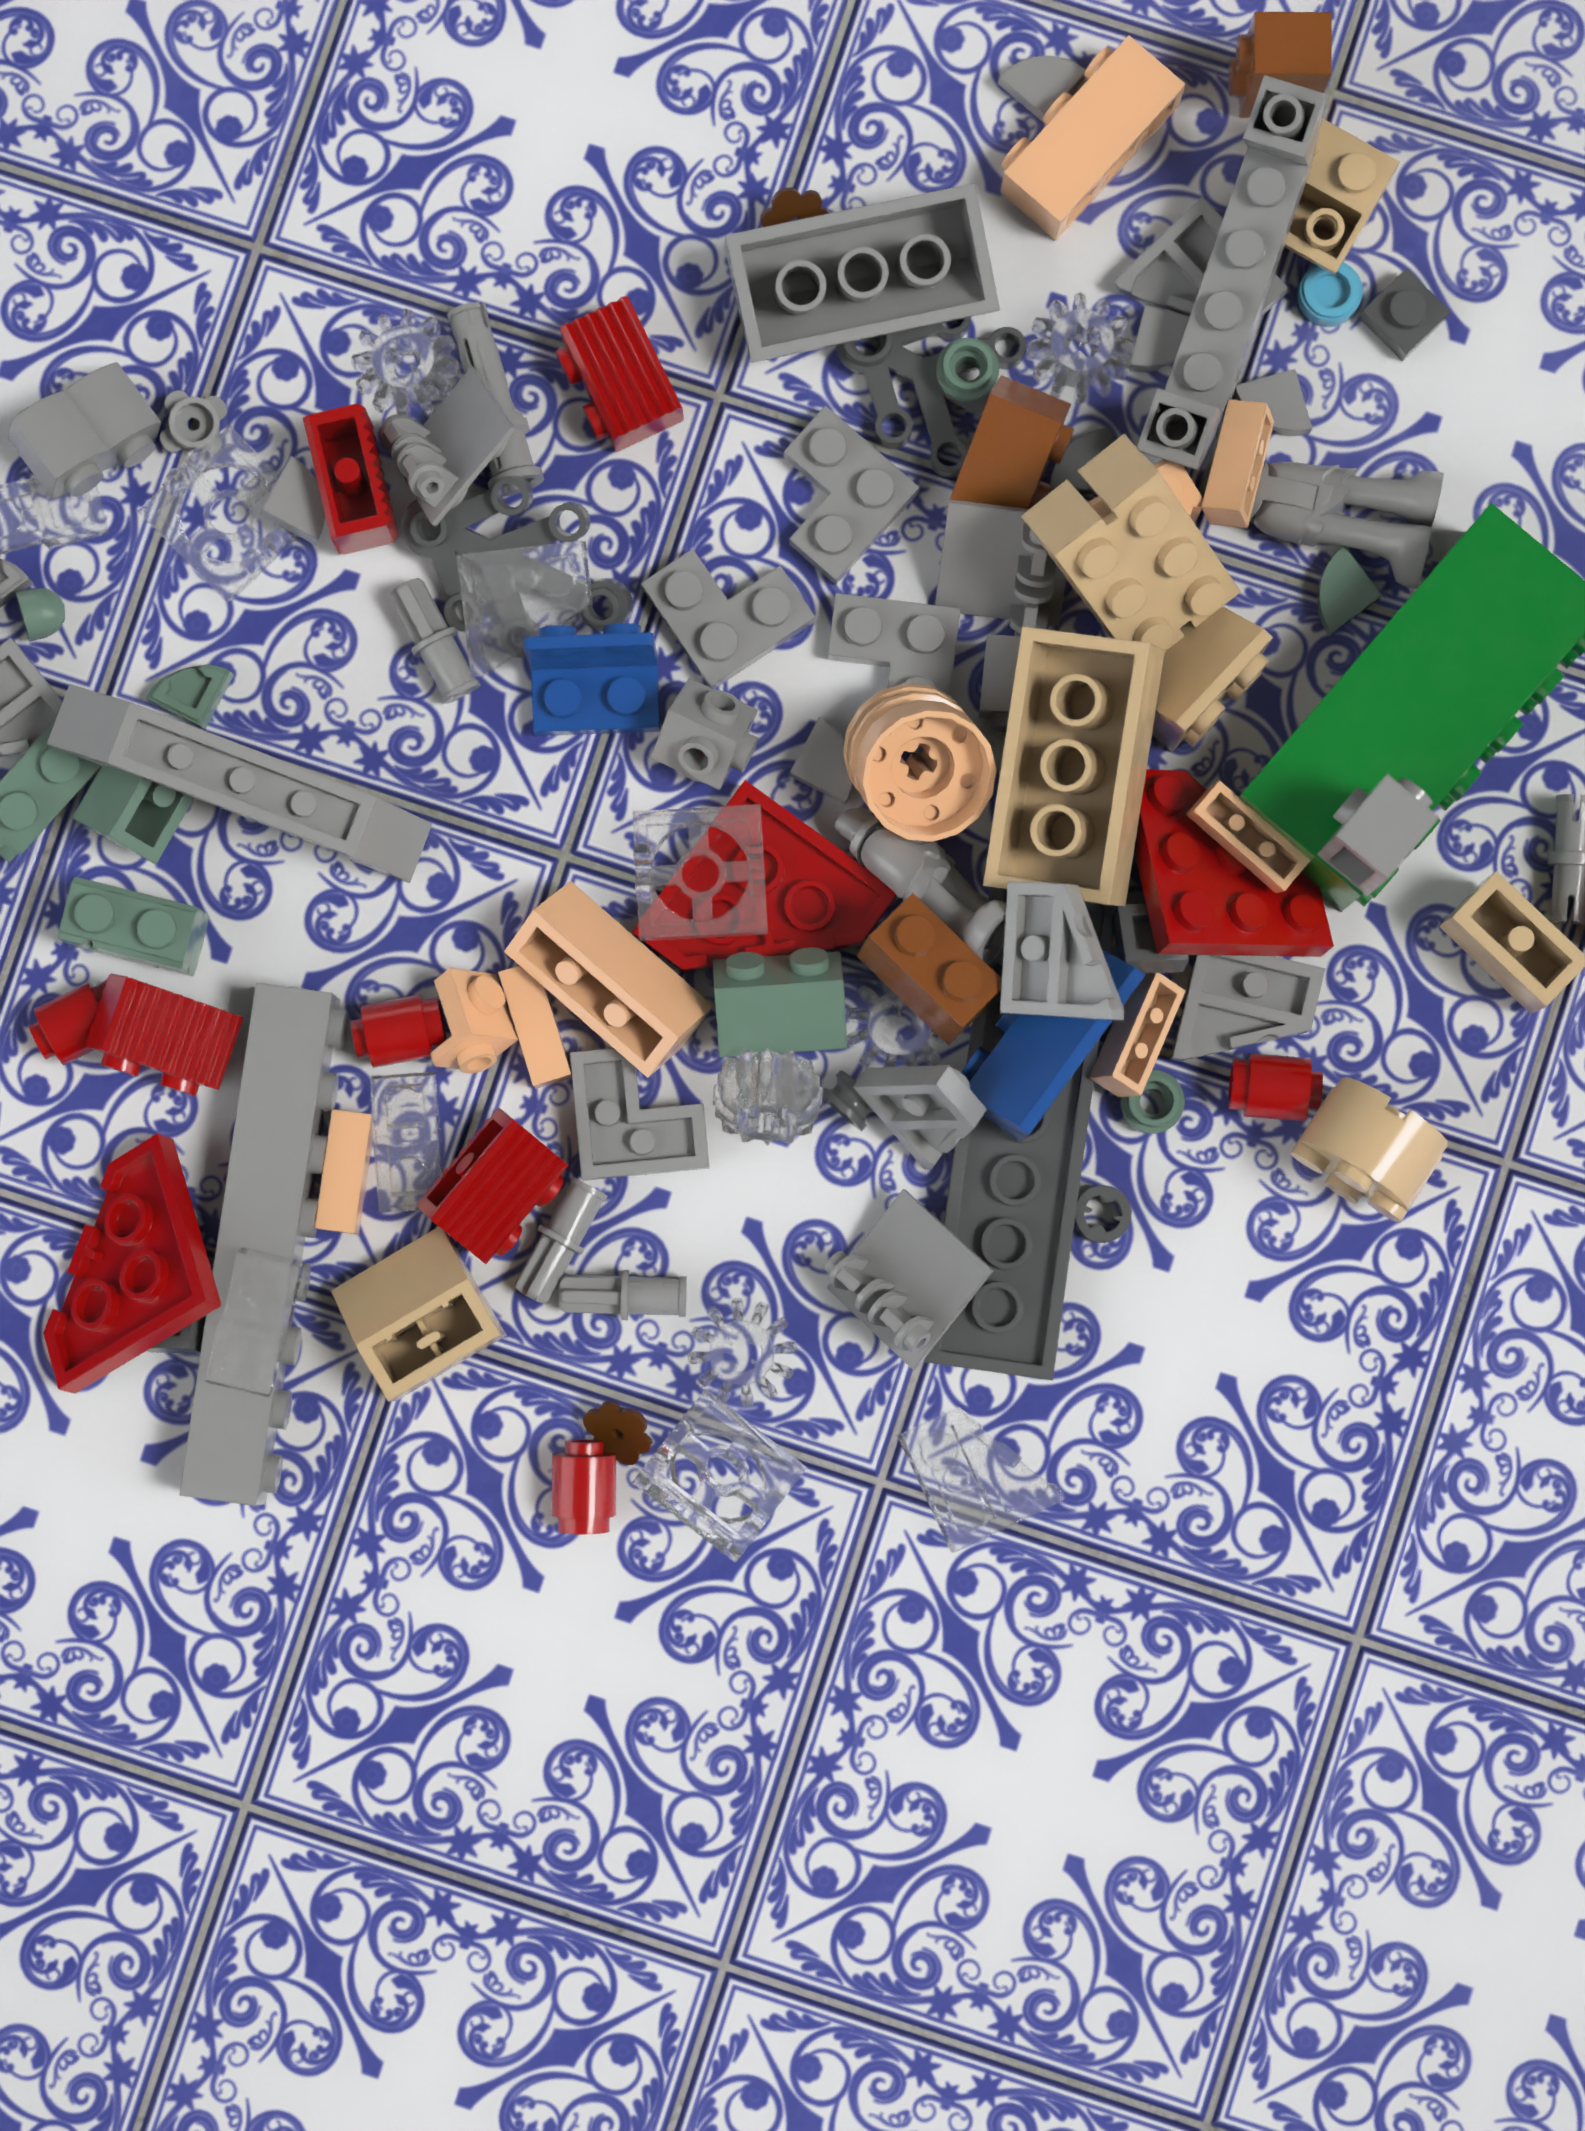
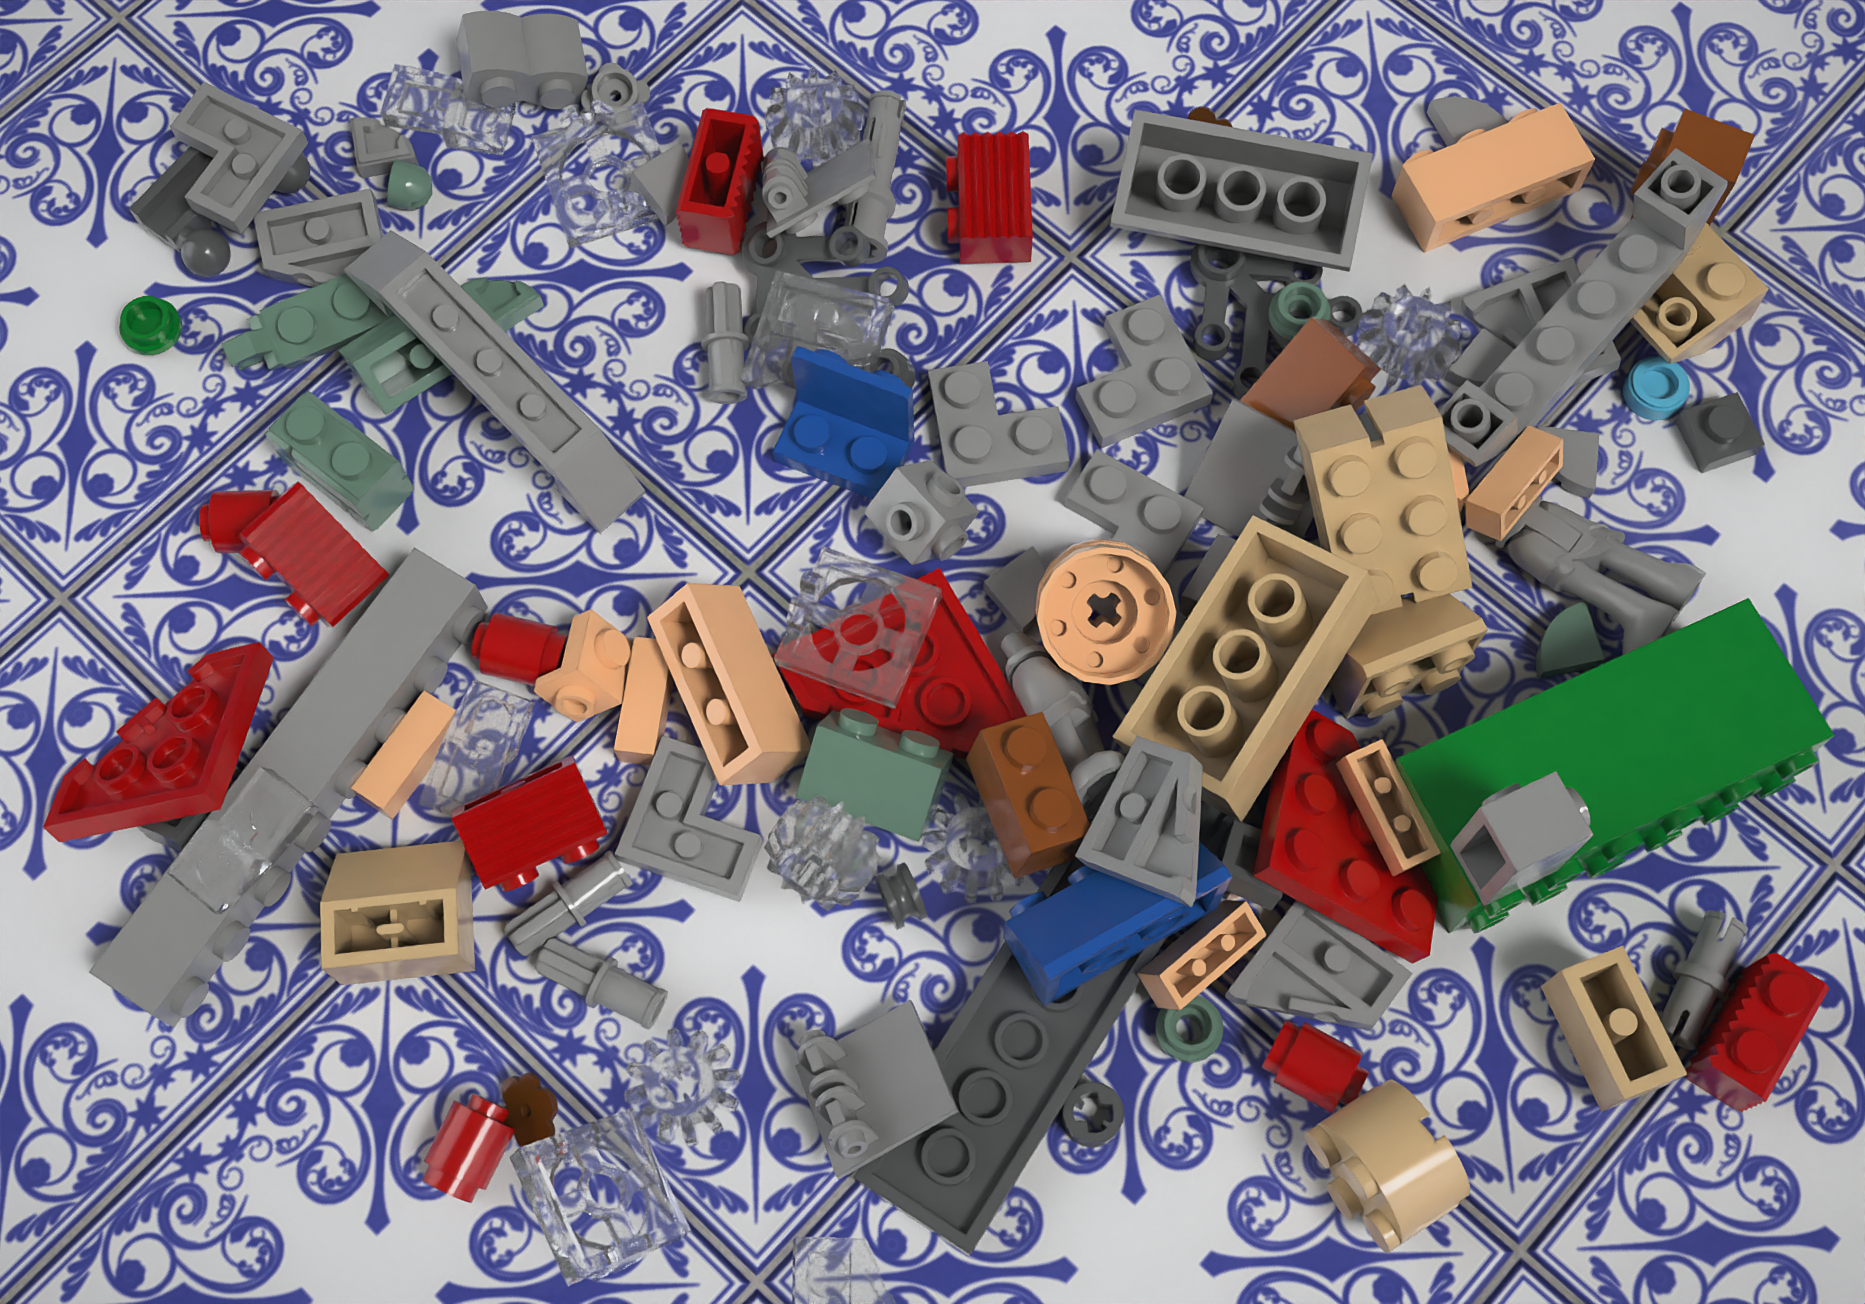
camera: 25 degrees right, 15 degrees down
(922, 1107) = (963, 923): light grey wing -> none

